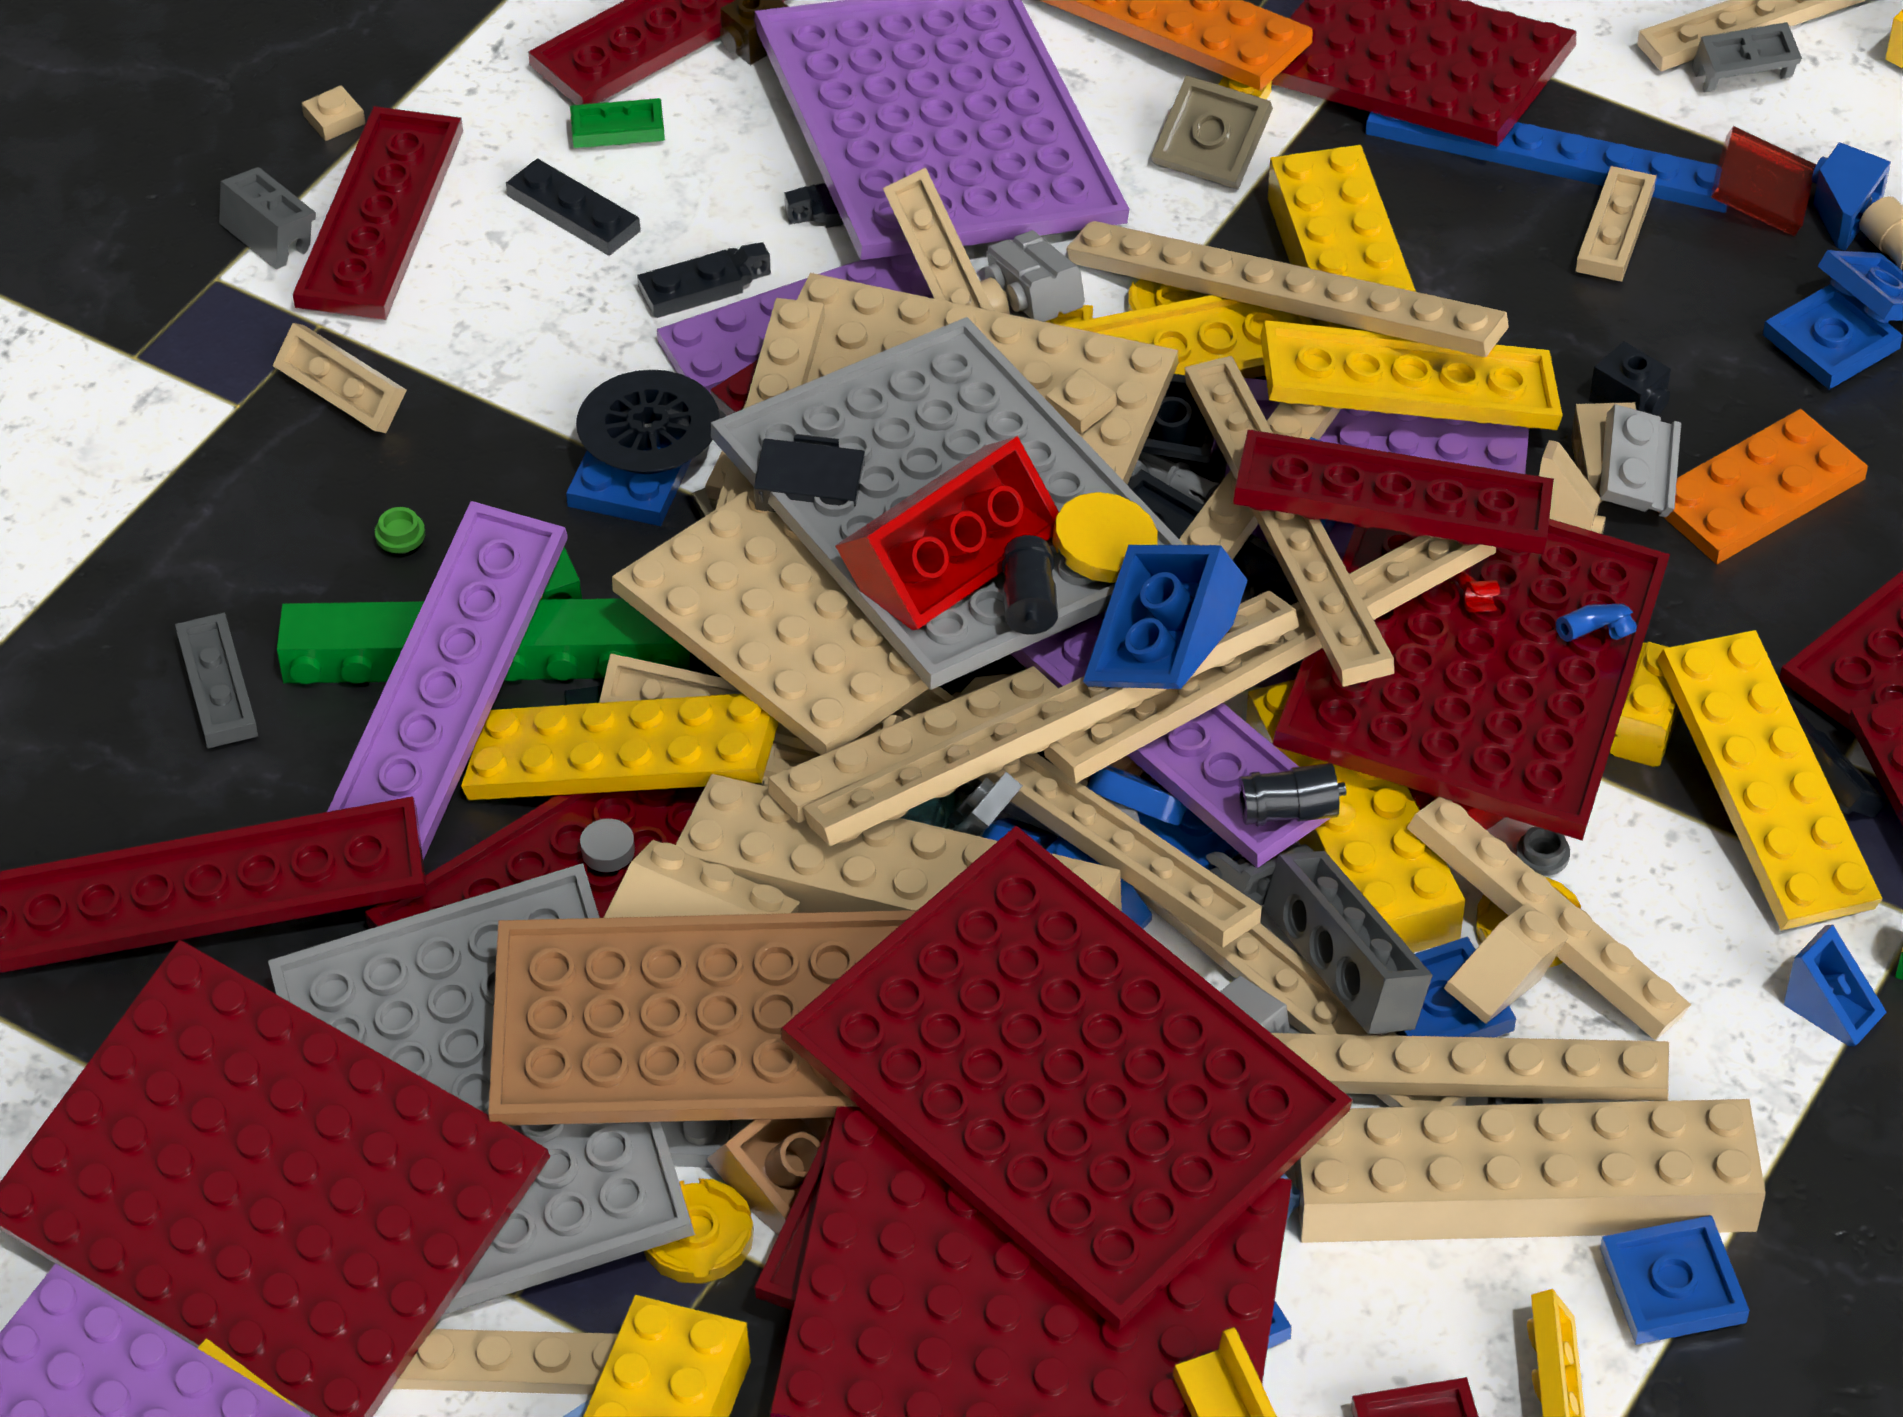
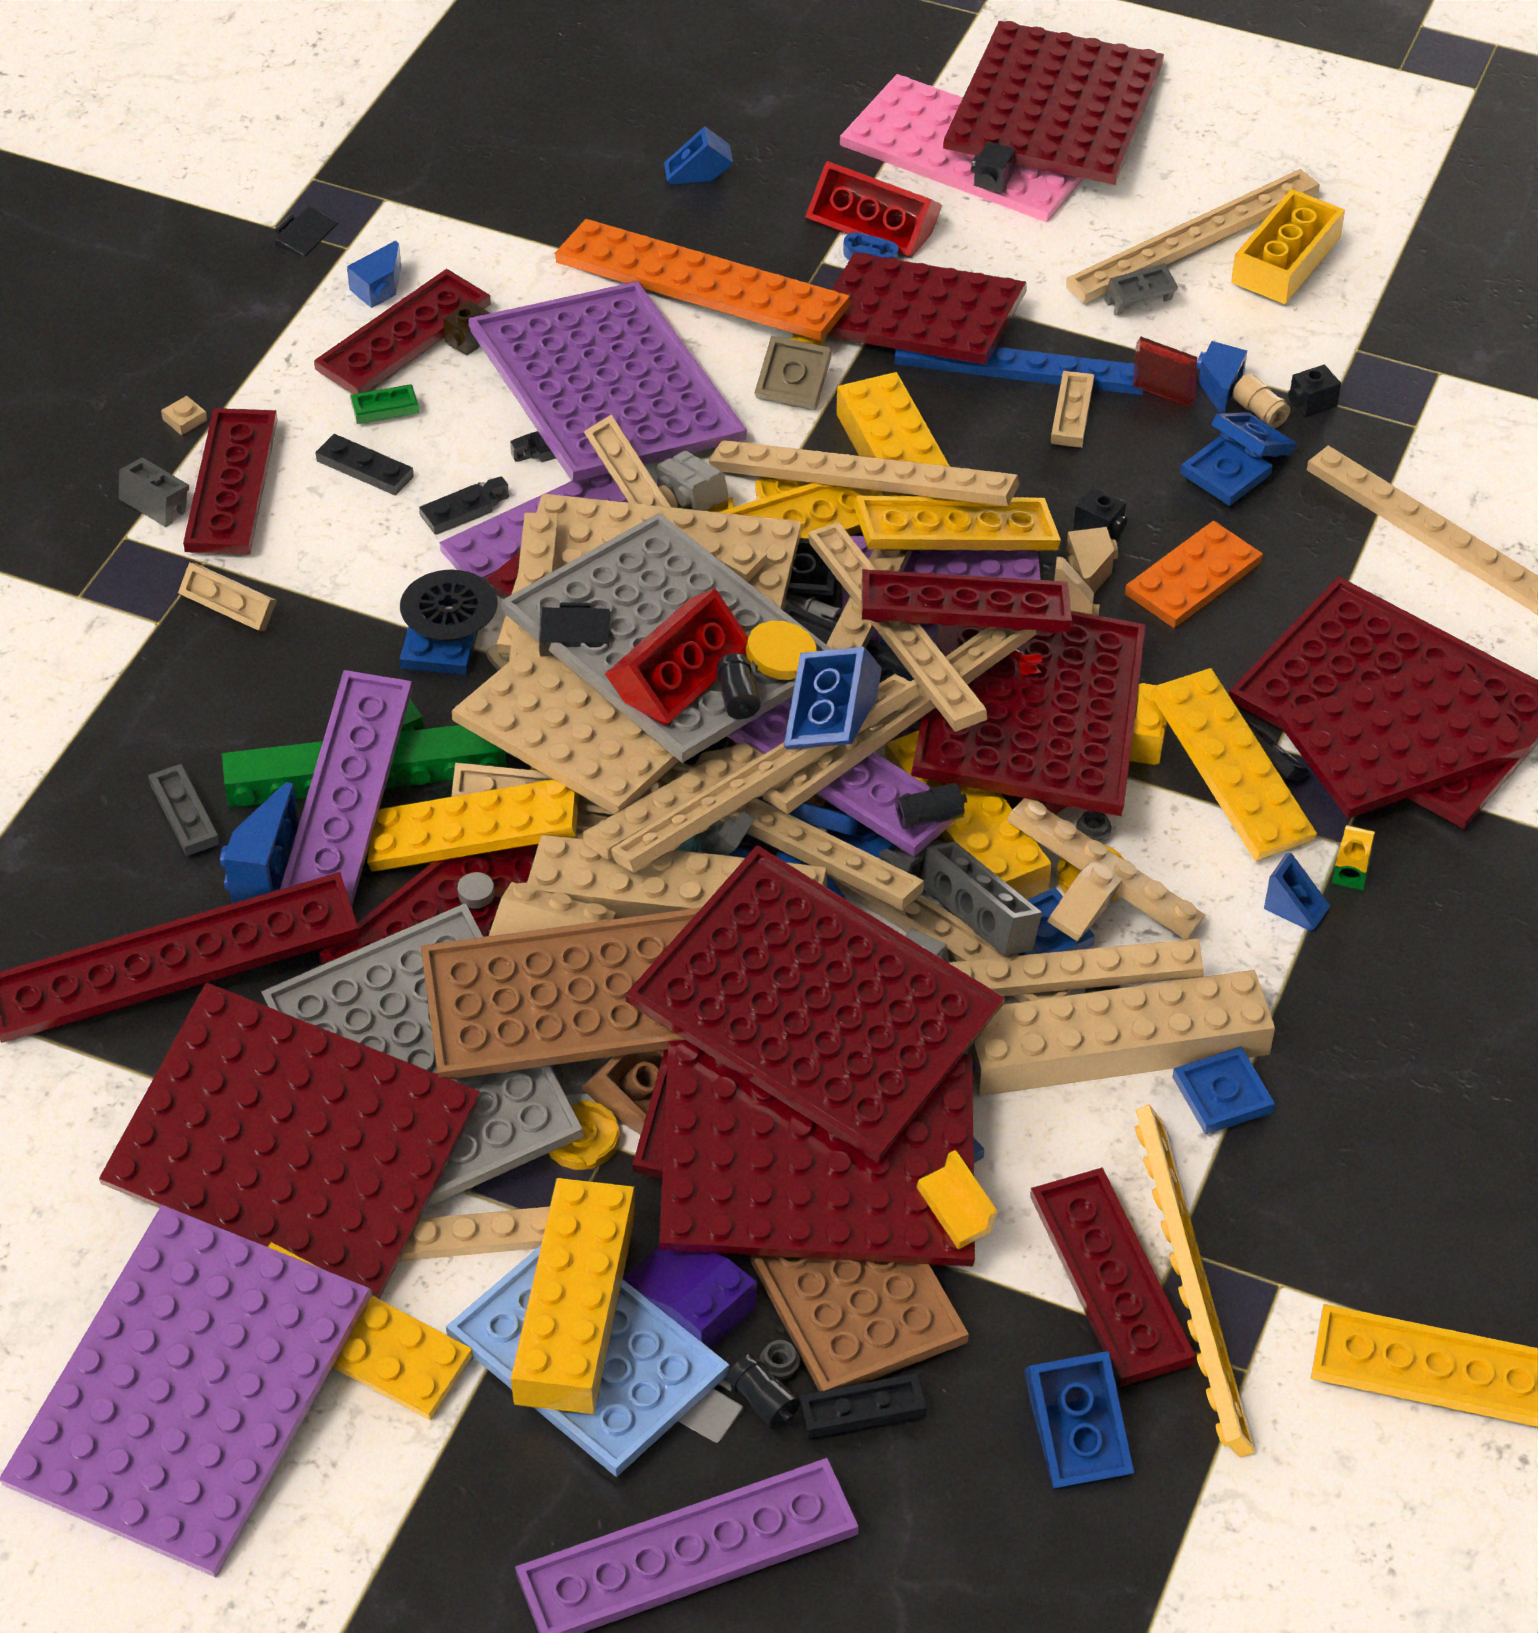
camera: 10 degrees left, 0 degrees up
(309, 745) = (261, 847): none -> blue slope
(399, 530) = (289, 696): bright green plate -> none
(1595, 616) = (1104, 670): blue arm -> none
(1640, 460) = (1116, 565): light grey plate -> none

